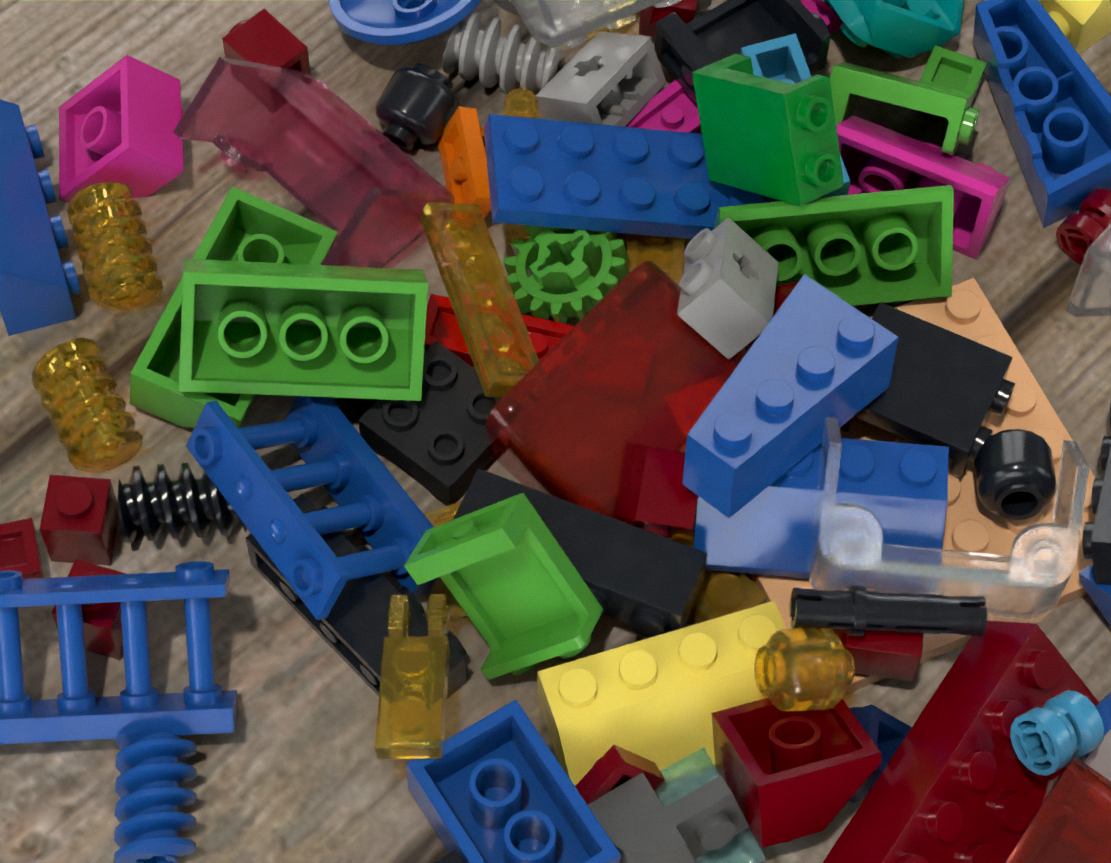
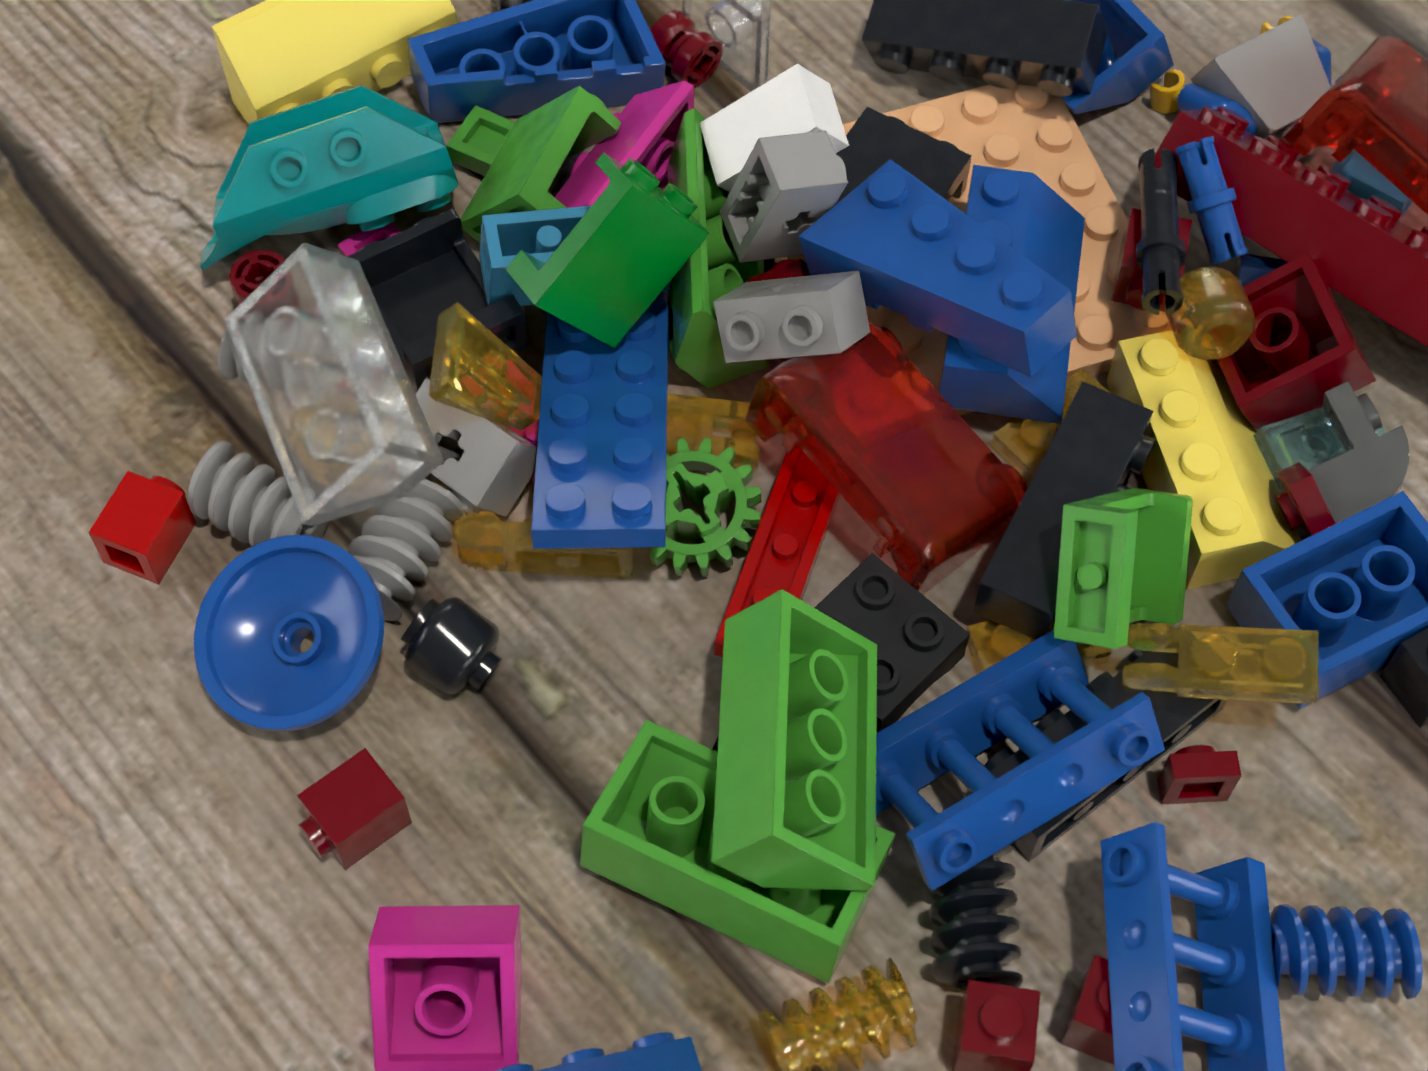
camera: 85 degrees left, 0 degrees up
(114, 246) = (622, 990): clear yellow piece -> none
(317, 151) = (534, 731): clear pink windscreen -> none
(328, 688) = (1198, 775): none -> dark red plate
(465, 159) = (548, 597): orange plate -> none
(479, 295) = (743, 576): clear yellow plate -> none
(648, 67) = (482, 373): none -> clear yellow wing
(654, 491) = (1003, 418): dark red brick -> none
(853, 257) = (782, 193): none -> light grey brick
(932, 259) = (782, 106): none -> white brick
(942, 669) = (1211, 200): none -> blue pin
(1015, 474) = (983, 129): black head -> none
(1016, 587) = (1109, 94): clear windscreen -> none
(1057, 732) = (1285, 114): dark azure wheel -> none

